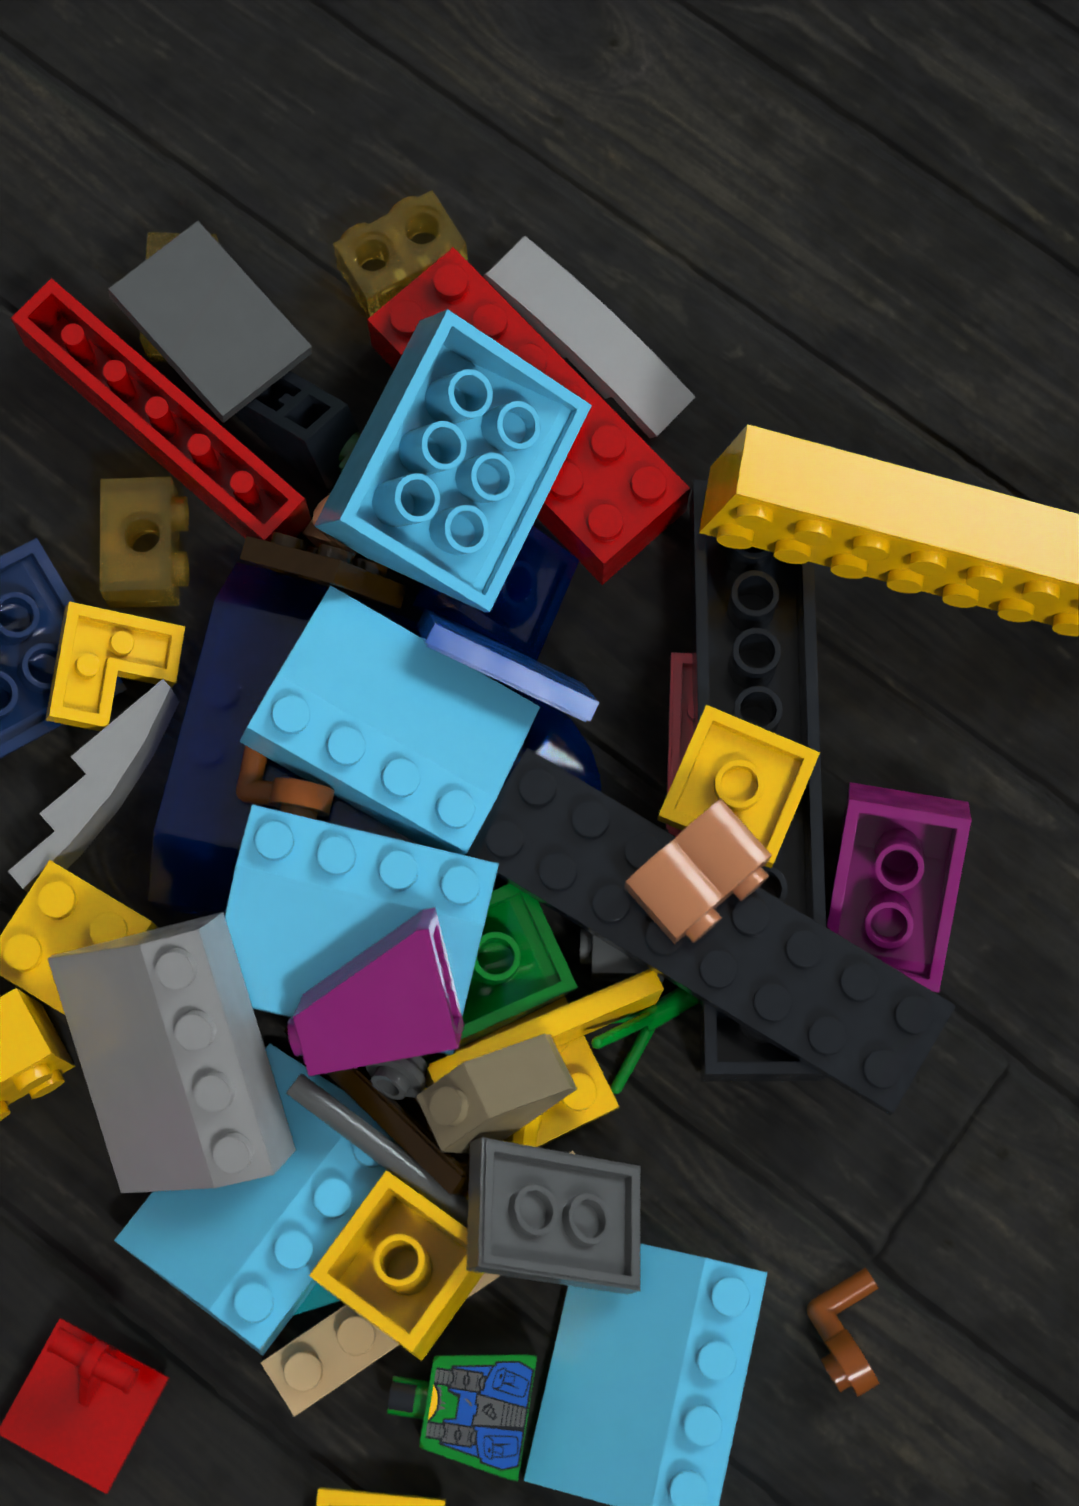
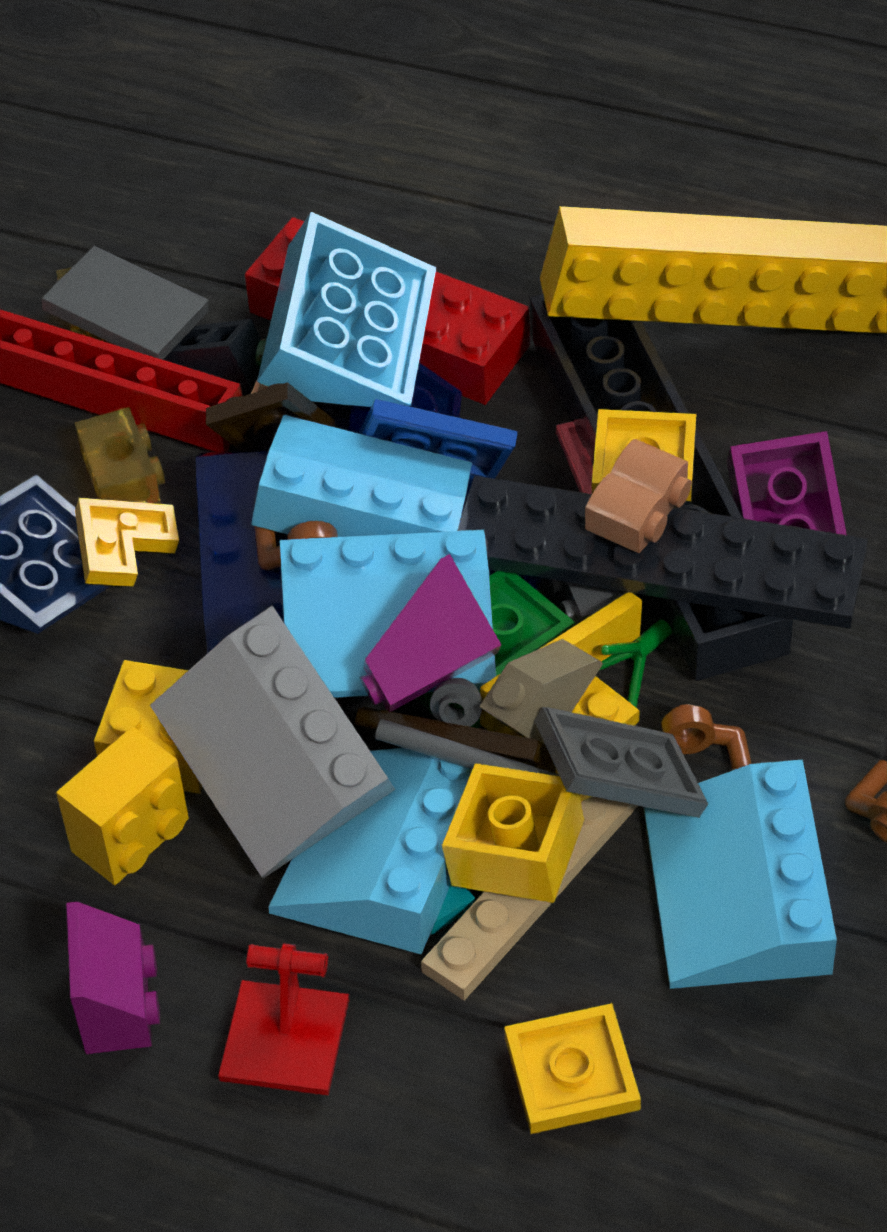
camera: 15 degrees left, 25 degrees down
(111, 769) = (144, 614): light grey slope -> none
(390, 241) = (241, 240): clear yellow brick -> none
(471, 1409) = (608, 937): torso -> none
(589, 336) = (423, 245): light grey slope -> none
(666, 1155) = (696, 731): none -> dark orange plate

